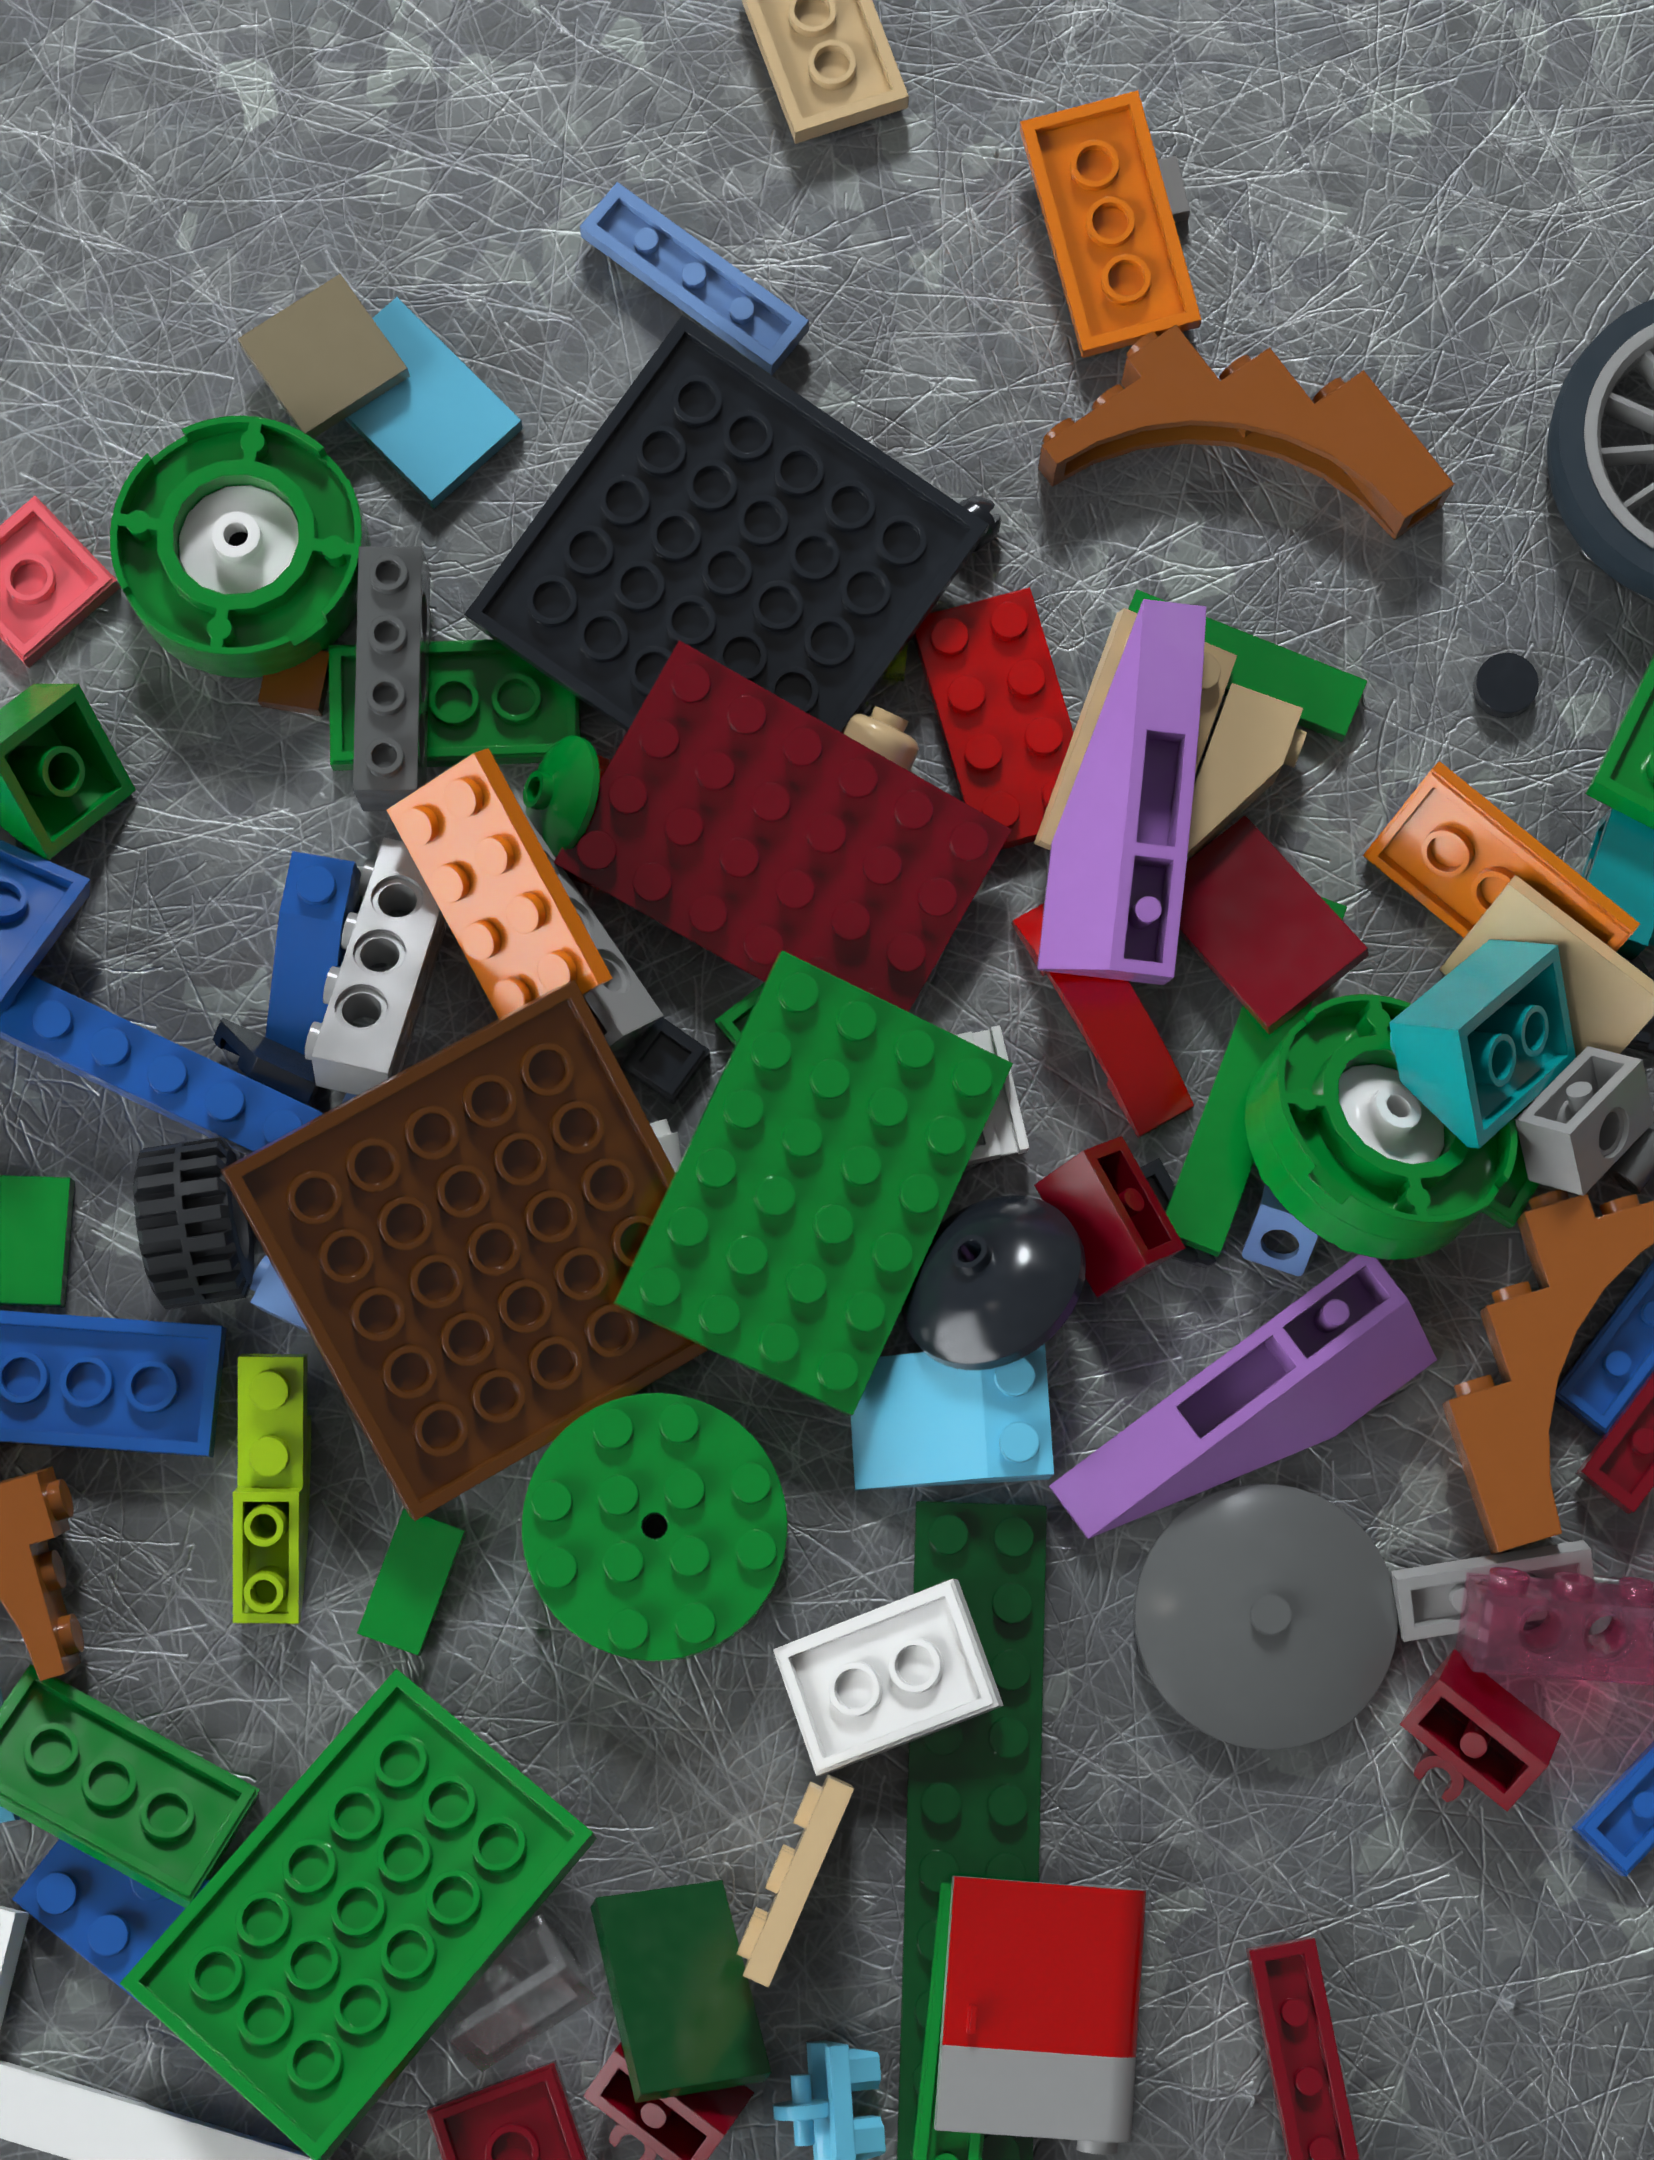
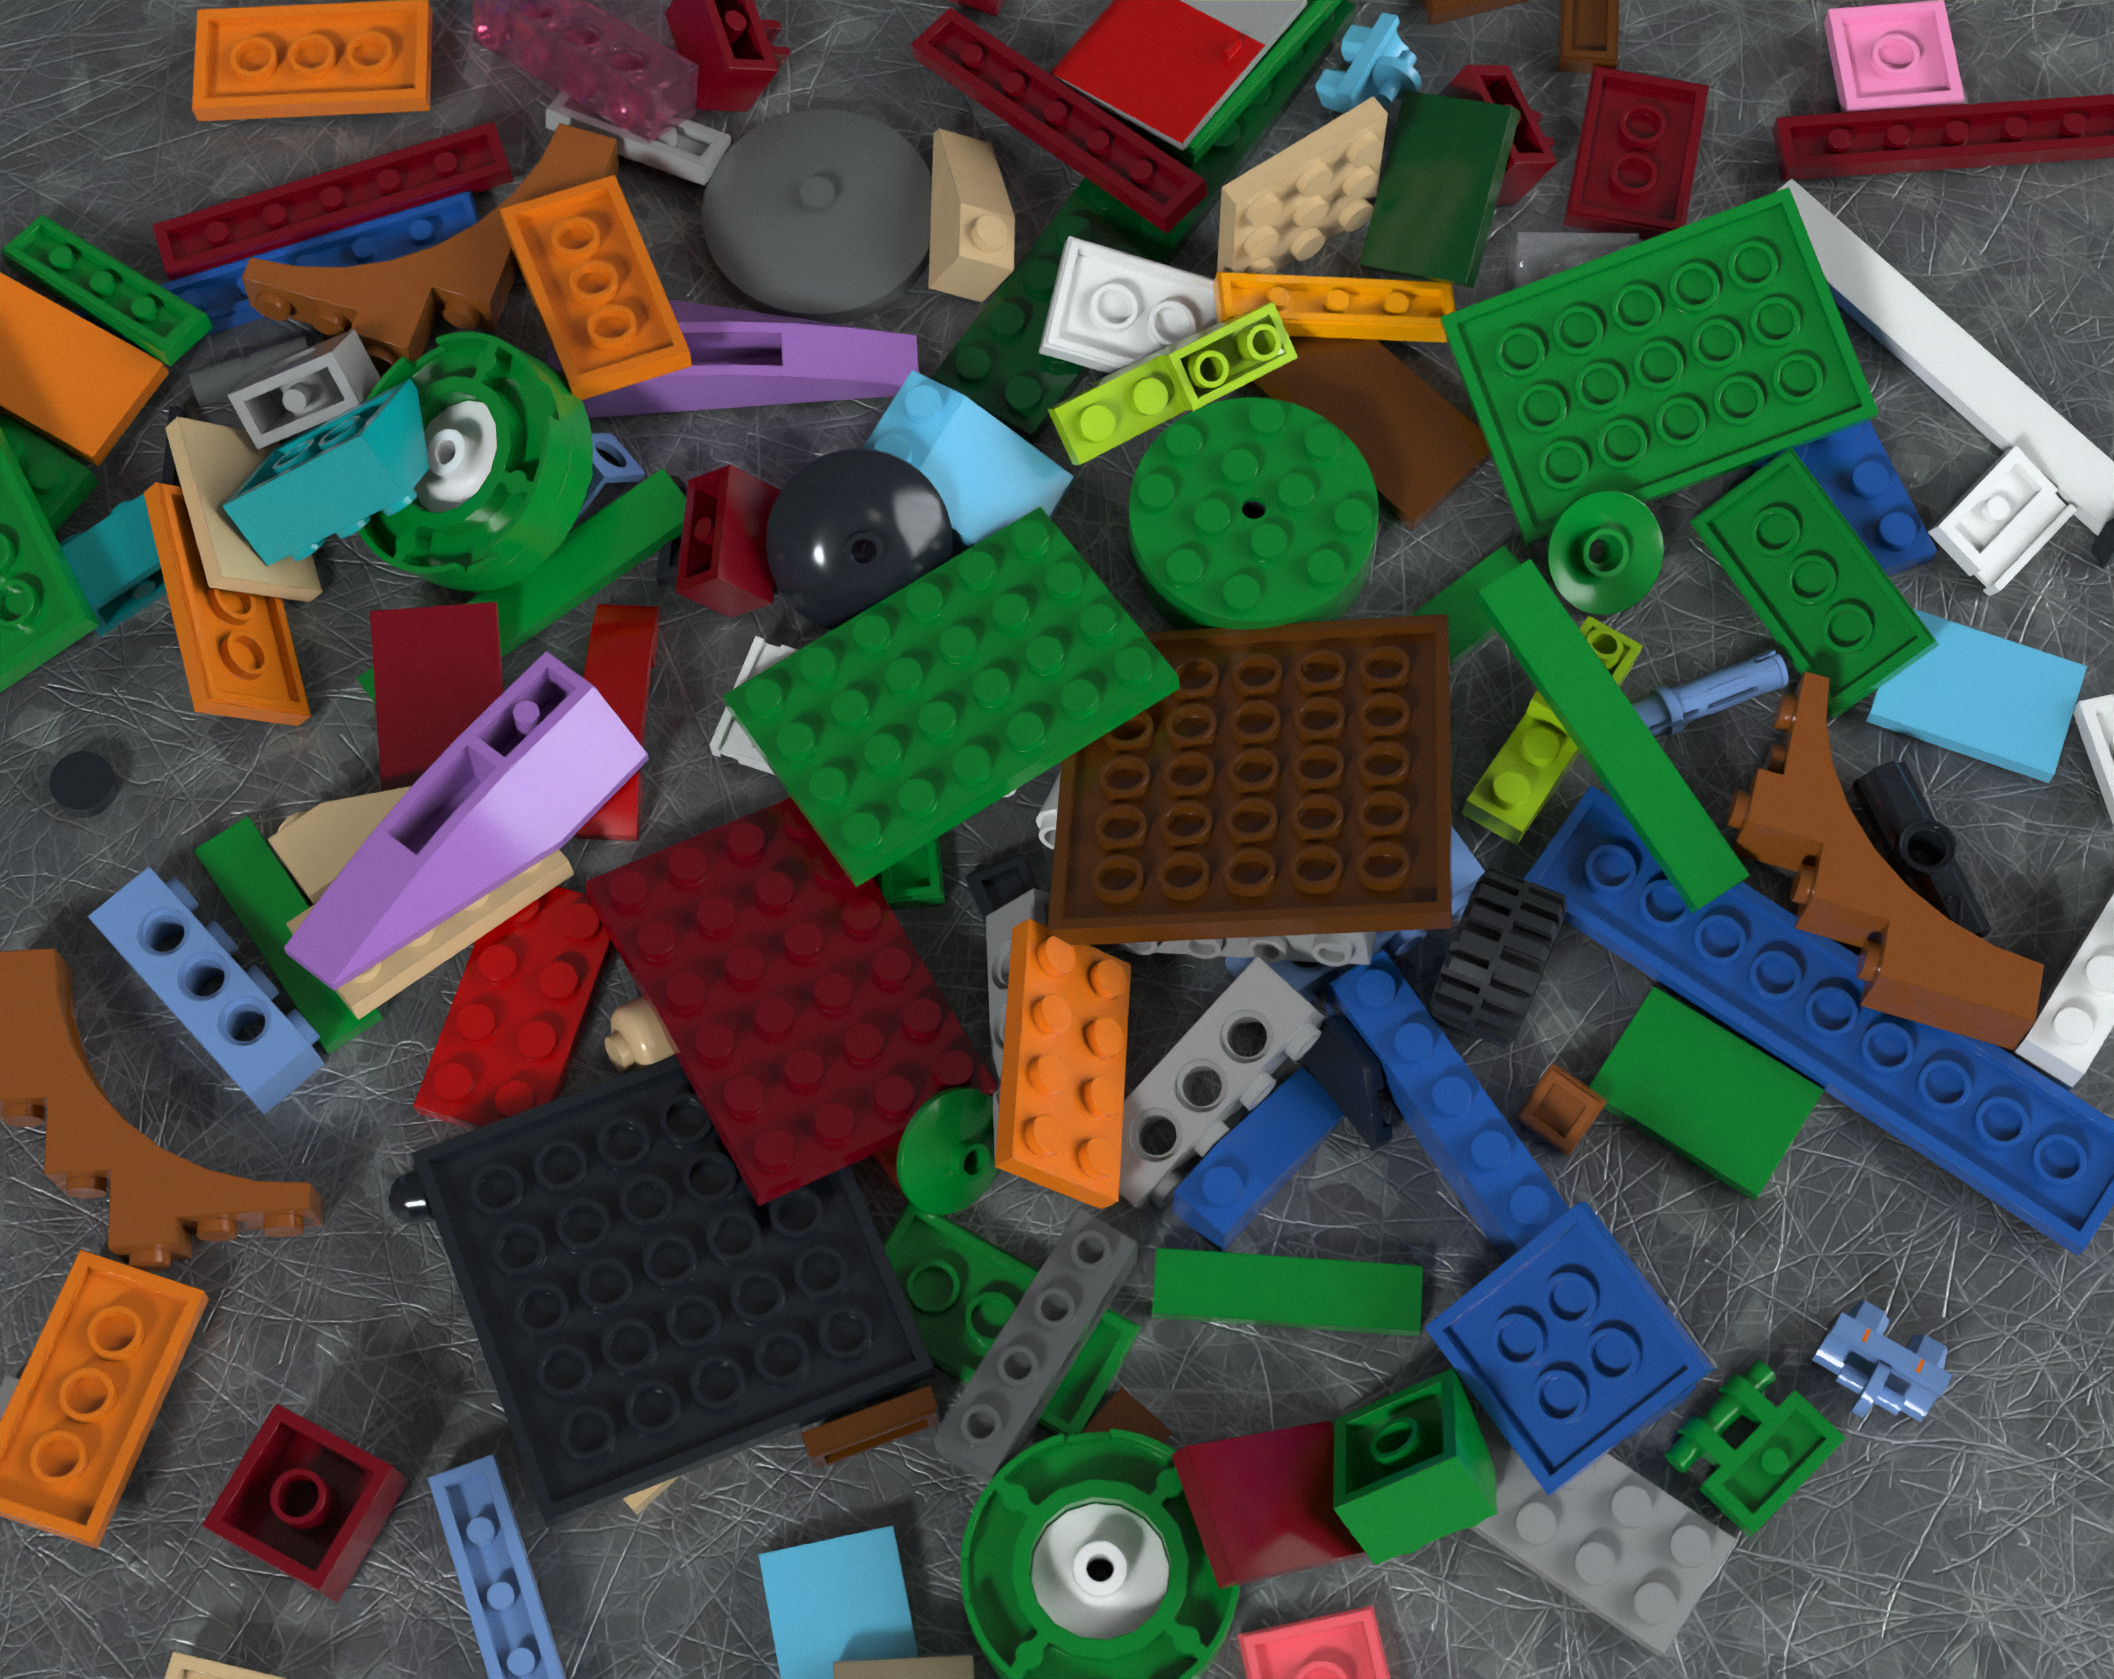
camera: 145 degrees left, 10 degrees down
(83, 1148) = (1561, 1109): none -> dark orange tile
(138, 662) = (1266, 1503): none -> dark red tile
(162, 1603) = (1672, 708): none -> medium blue pin
(207, 1492) = (1611, 736): none -> green tile
(227, 865) = (1287, 1292): none -> green tile
(317, 1698) = (1629, 555): none -> green dish
(487, 556) = (871, 1427): none -> reddish brown tile
(626, 1725) = (1402, 426): none -> reddish brown tile
(714, 1805) = (1340, 305): none -> light orange tile
(809, 1628) = (1172, 382): none -> lime slope
(884, 243) = (306, 1502): none -> dark red brick
(1100, 1845) = (1059, 120): none -> dark red plate
(1122, 1696) = (969, 218): none -> tan slope
(1296, 562) = (136, 925): none -> medium blue brick
(1392, 1361) = (595, 288): none -> orange plate

